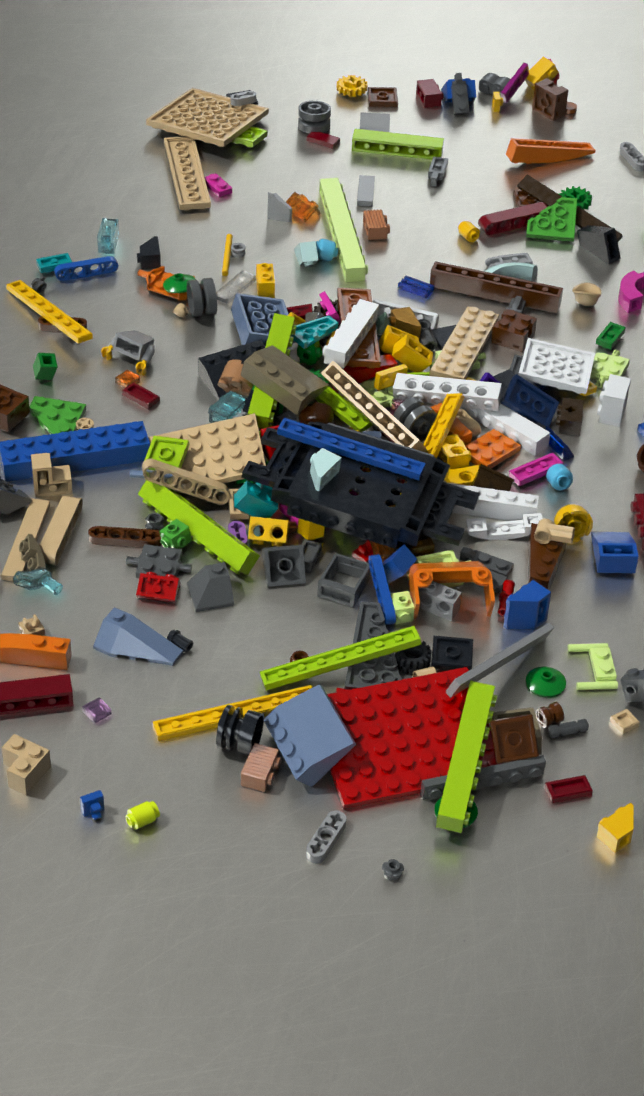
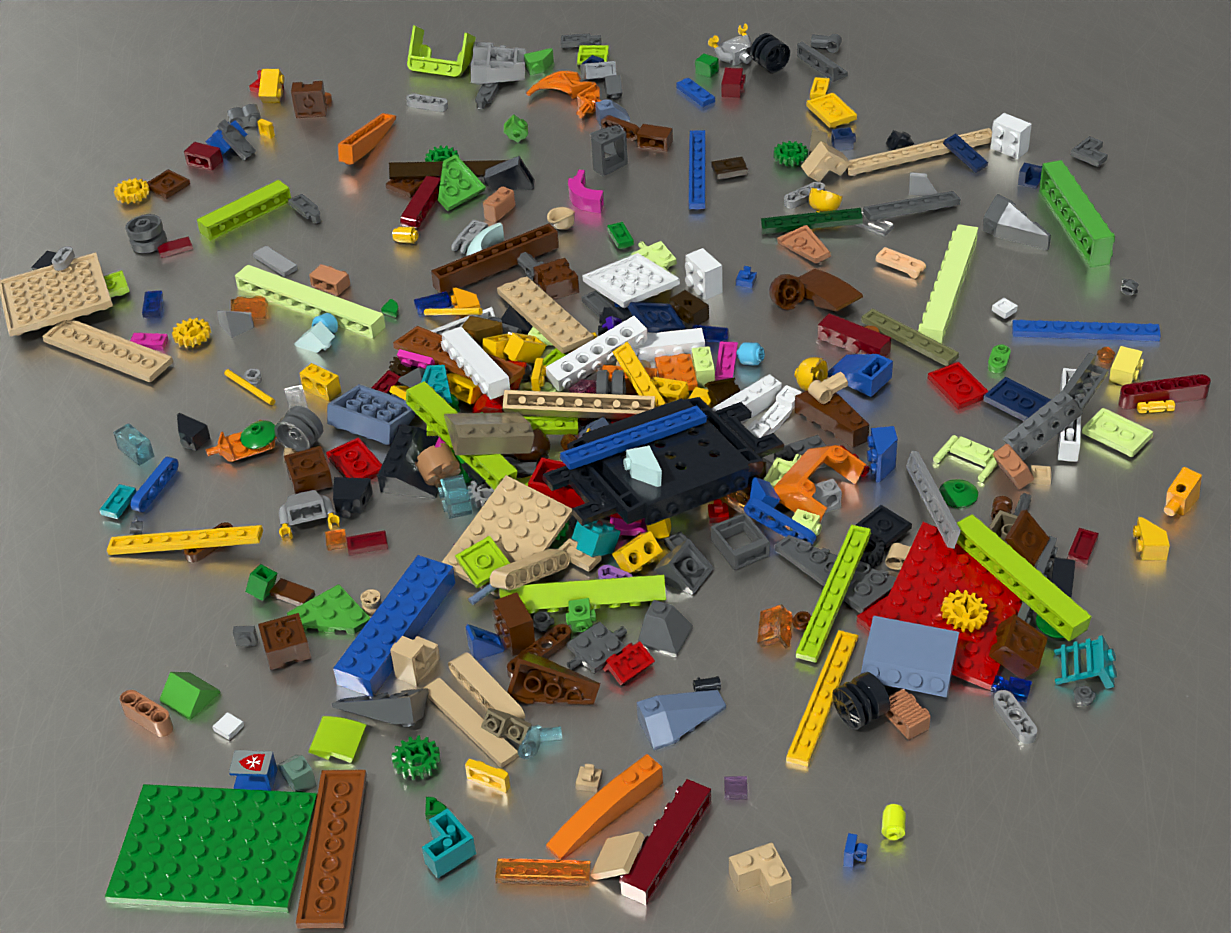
camera: 45 degrees left, 0 degrees up
(57, 387) = (291, 592): none -> reddish brown tile
(94, 551) = (546, 681): none -> reddish brown wedge
(101, 502) = (483, 643): none -> blue slope
(128, 504) = (513, 623): none -> reddish brown brick
(170, 326) = (308, 470): none -> reddish brown piece
(173, 360) = (351, 495): none -> black torso
(210, 341) = (354, 460): none -> red tile
(245, 196) = (191, 332): none -> yellow gear
(253, 163) = (152, 304): none -> clear blue plate
(276, 648) = (775, 626): none -> clear orange bracket
(357, 822) = (1018, 687): none -> clear blue plate
(375, 121) = (198, 206): light grey slope -> none
(384, 270) = (390, 308): none -> green tile
(391, 740) = (964, 611): none -> yellow gear
(392, 795) = (1018, 647): none -> reddish brown piece
(411, 299) = (453, 311): none -> yellow bar
(430, 300) = (464, 299): none -> light orange slope
(430, 852) = (1099, 662): none -> teal plate
(506, 793) = (1063, 574): none -> black beam
(511, 457) = (703, 365): none -> yellowish green brick
(515, 82) = (262, 101): magenta tile -> none
(561, 254) = (499, 204): none -> nougat brick
(605, 695) = (1013, 466): none -> nougat brick

